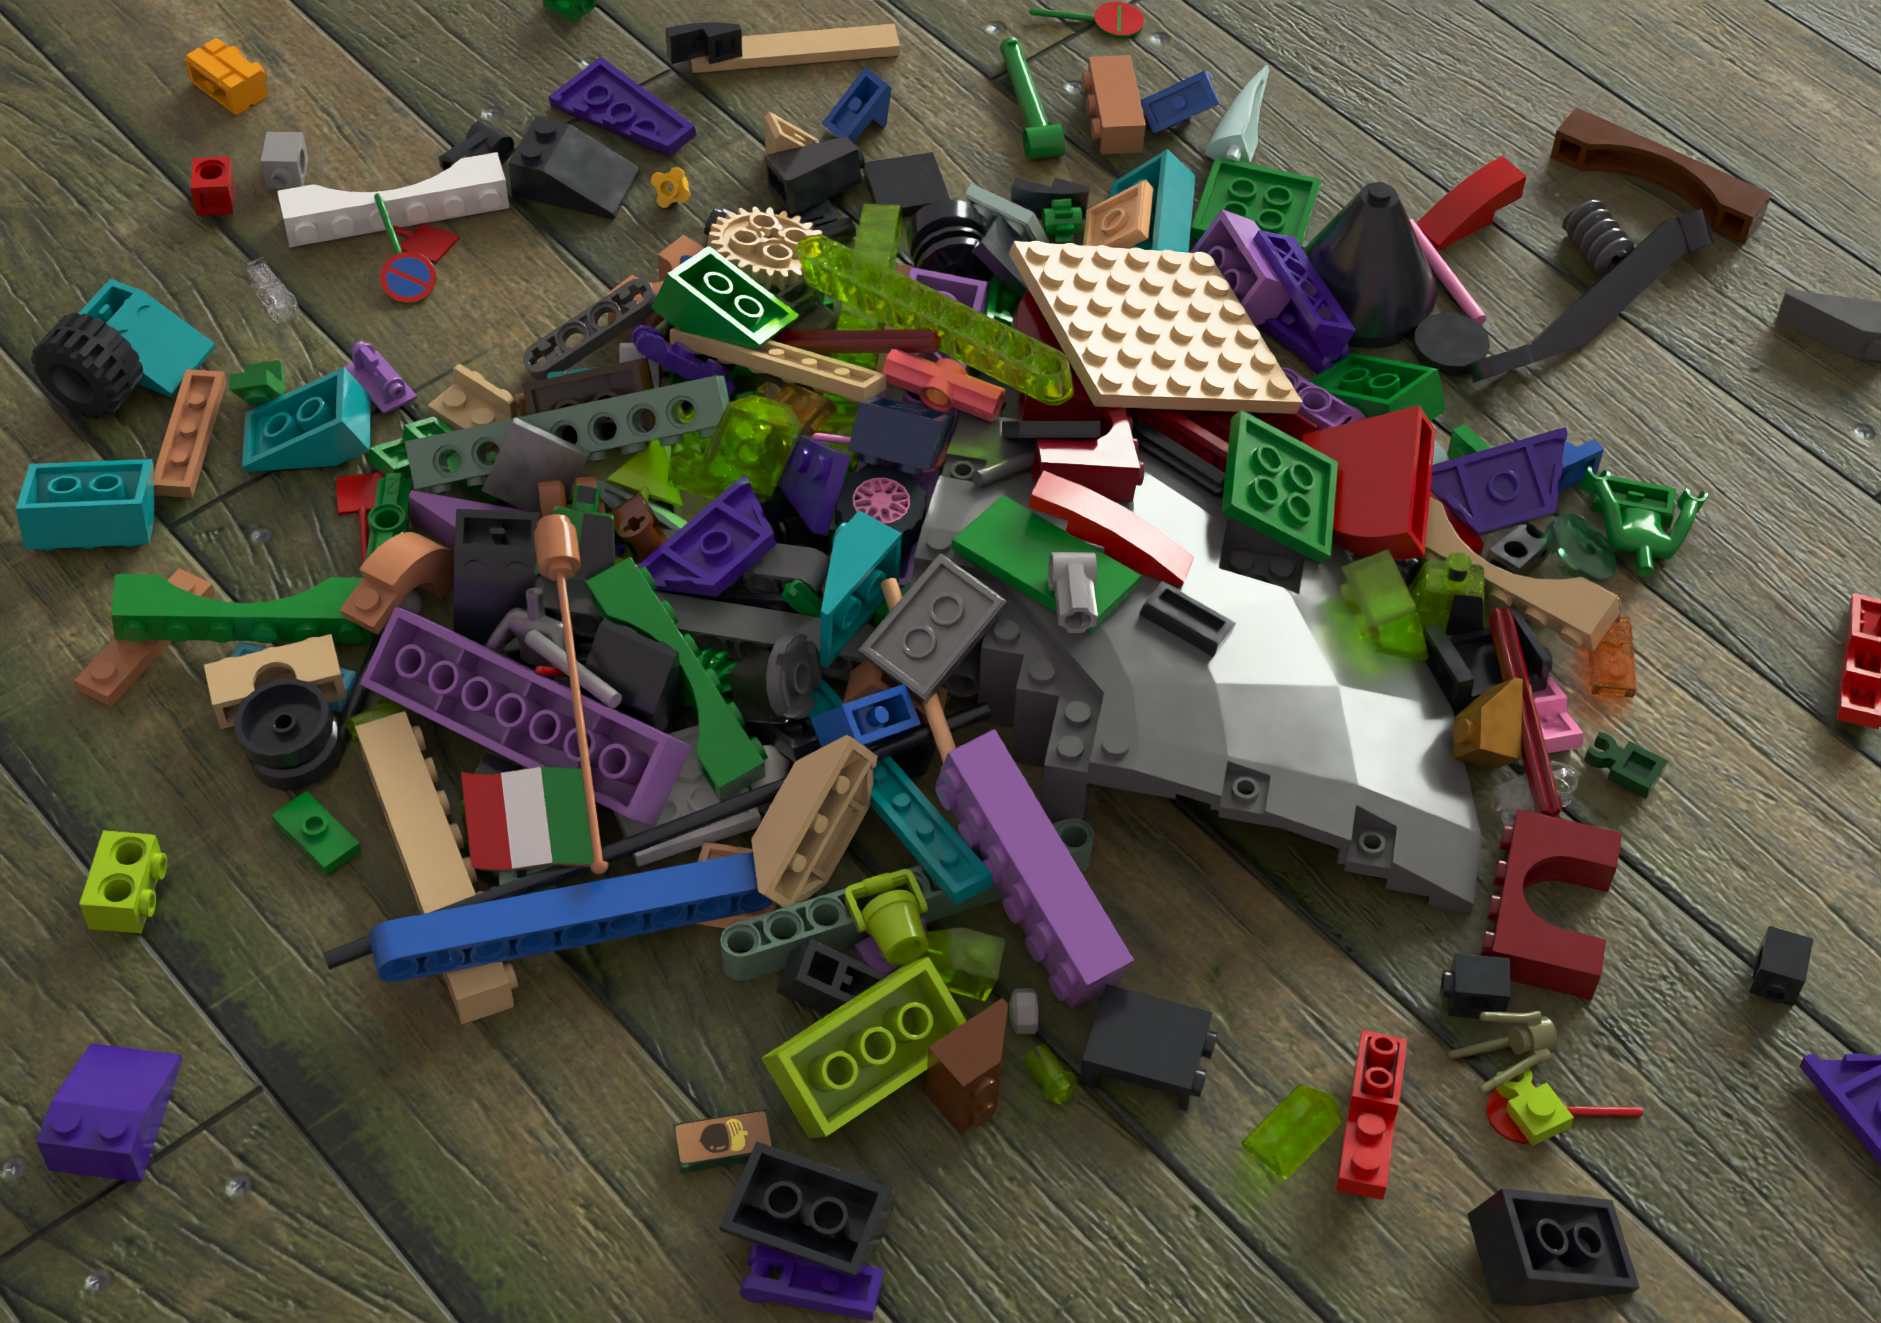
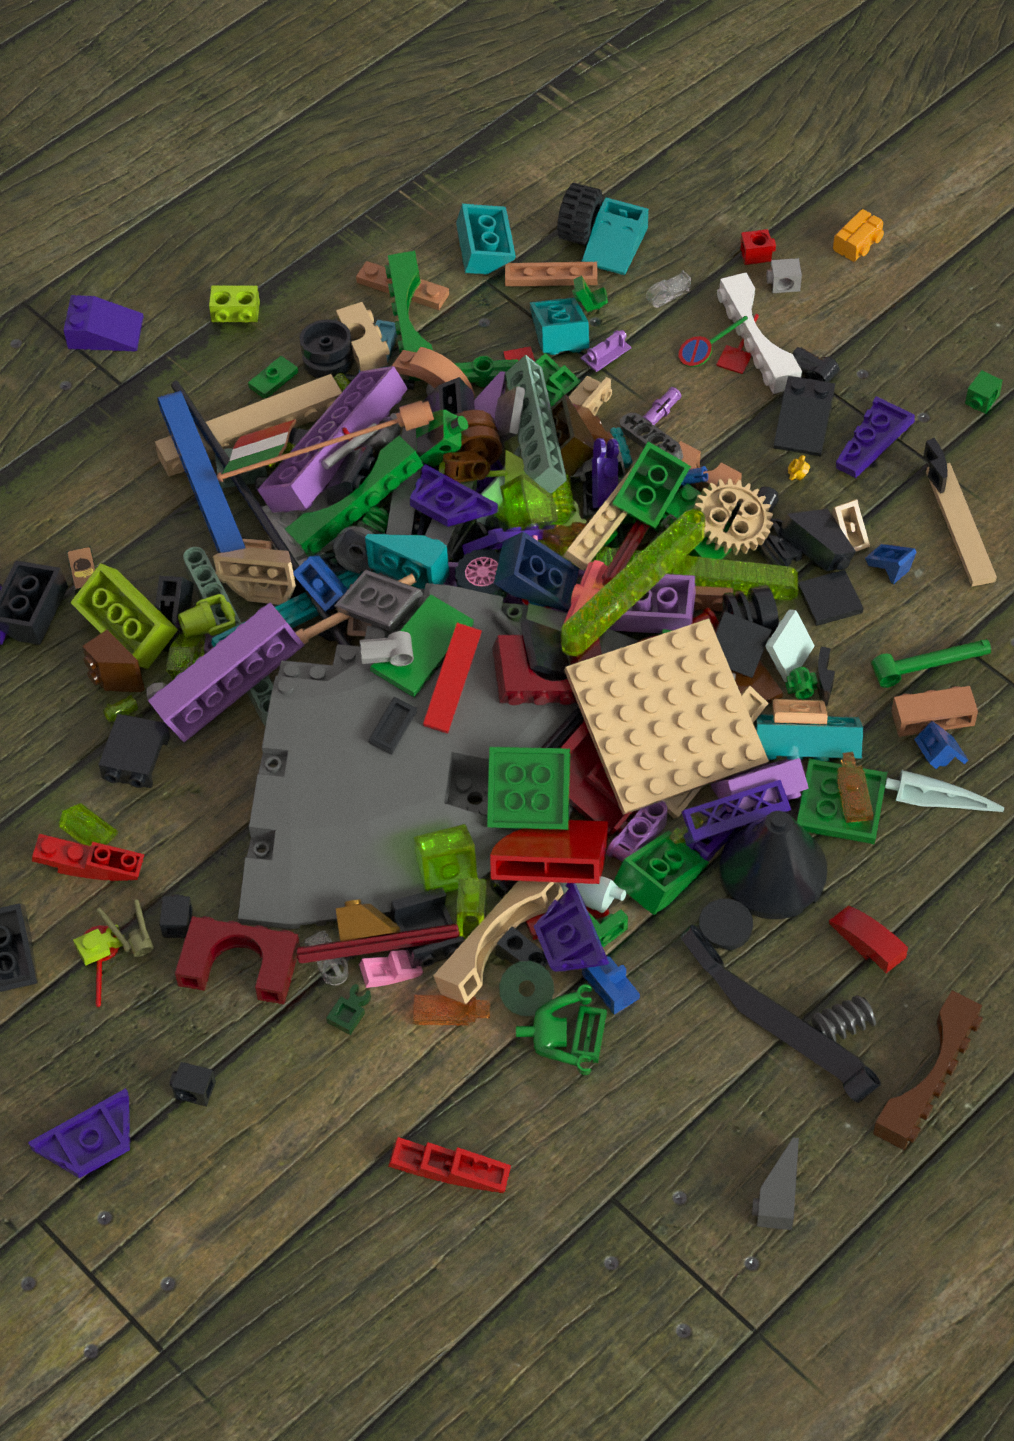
camera: 90 degrees right, 5 degrees up
(514, 323) = (669, 398): none -> medium lavender pin
(1249, 185) = (854, 790): none -> clear orange hinge
(1309, 359) = (677, 835): none -> clear neon green tile
(1449, 279) = (800, 922): bright pink bar -> none

